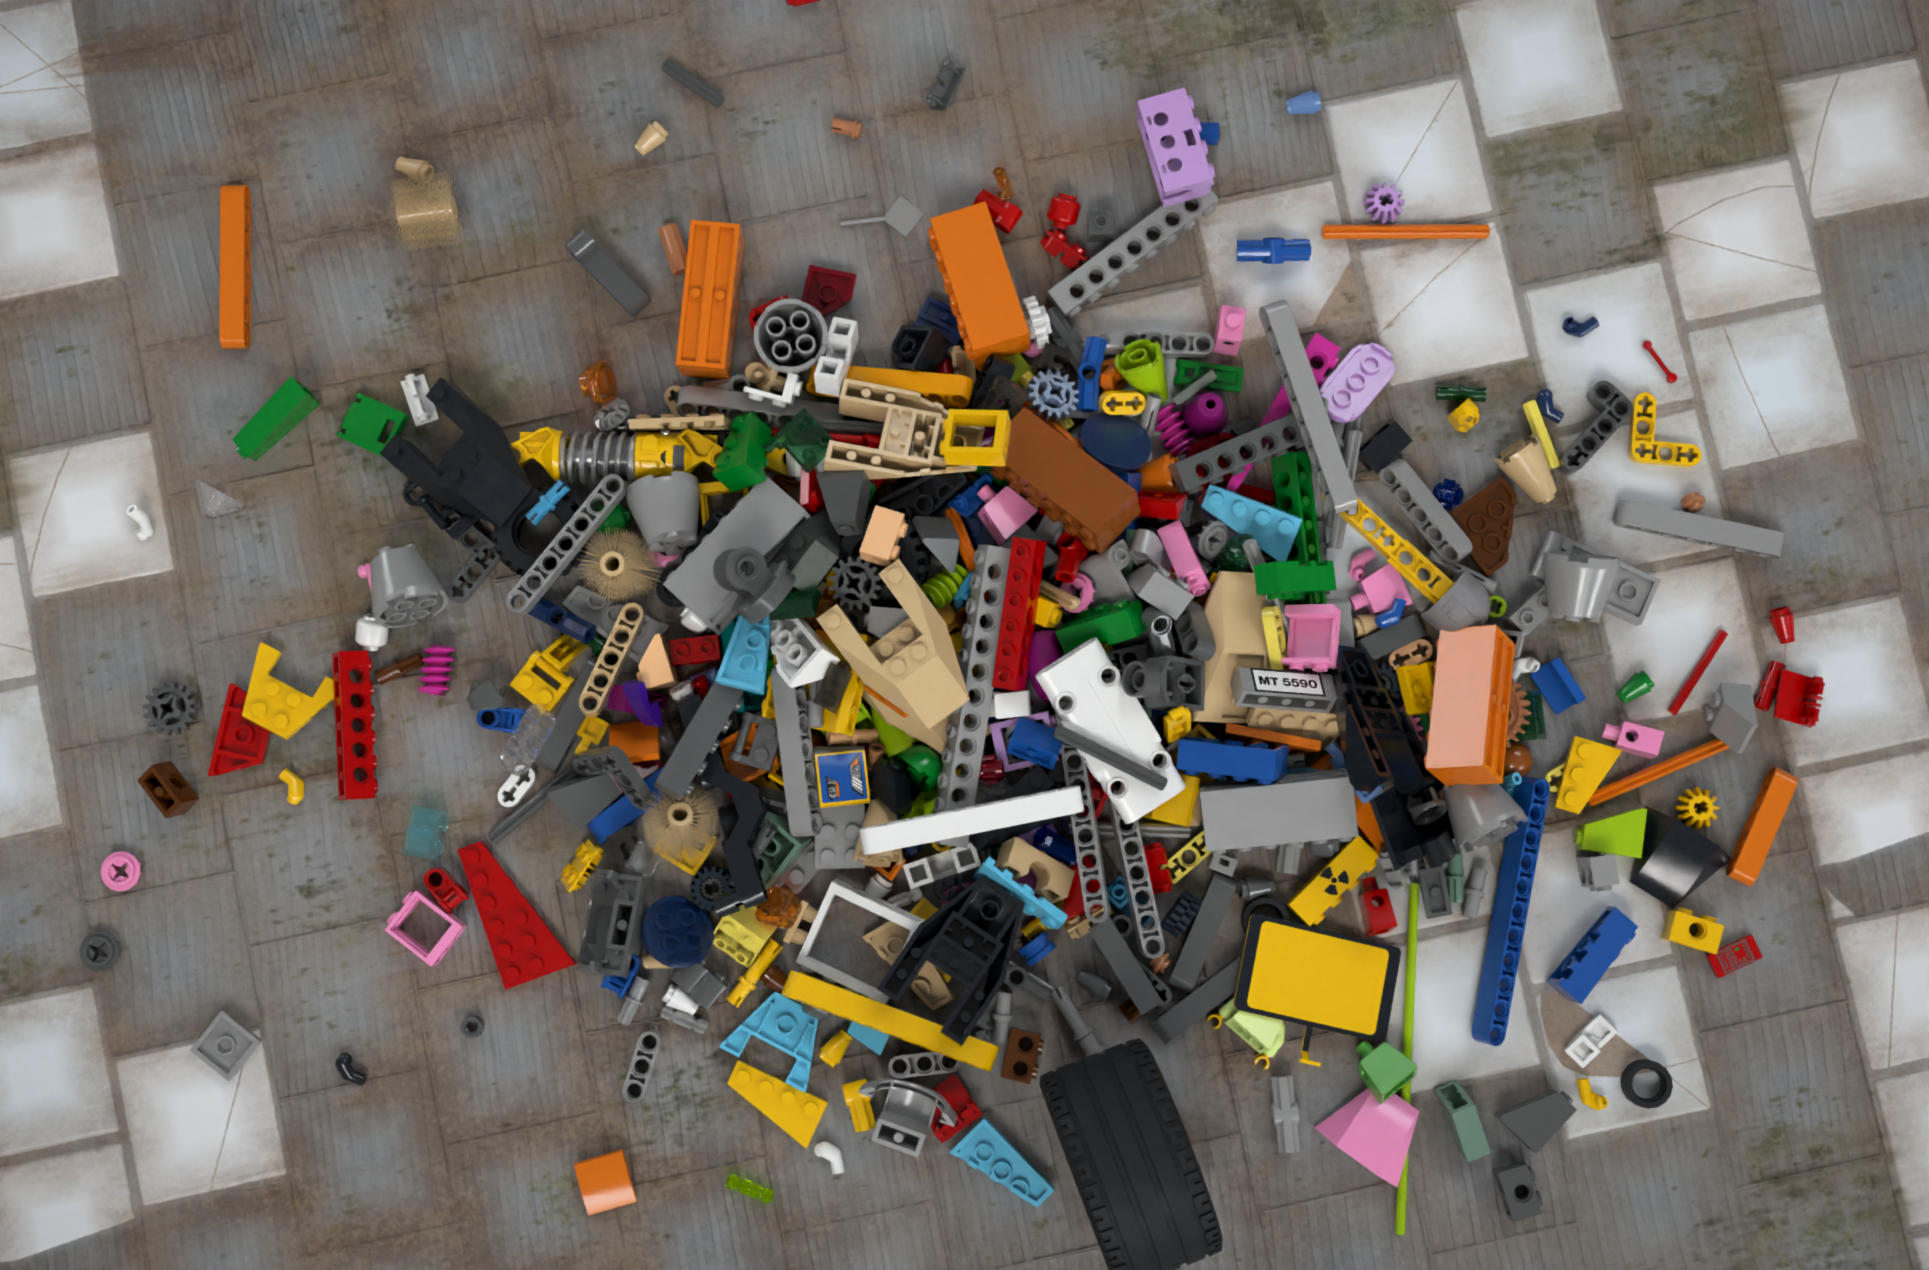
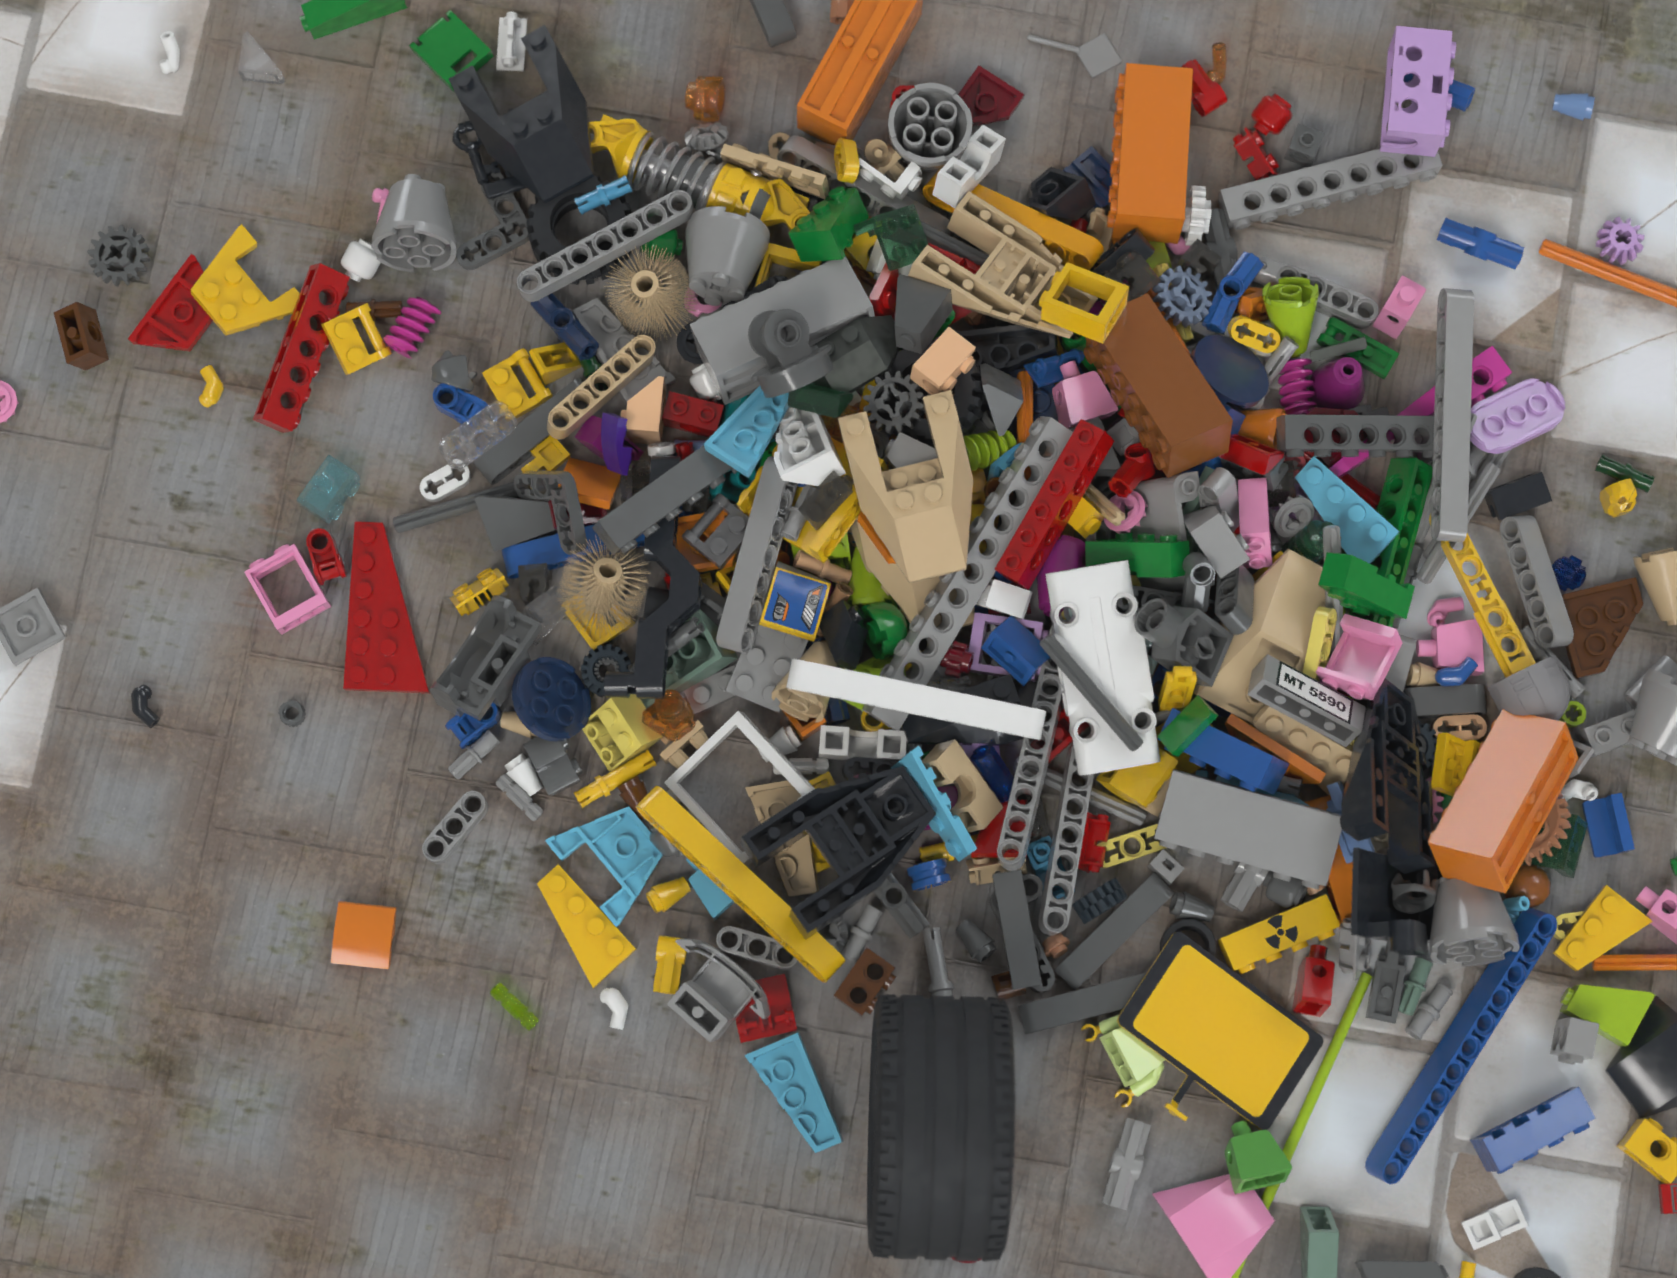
camera: 20 degrees right, 5 degrees down
(389, 705) = (348, 343): none -> yellow plate
(734, 392) = (846, 160): none -> yellow beam
(1197, 751) = (1187, 726): none -> green slope

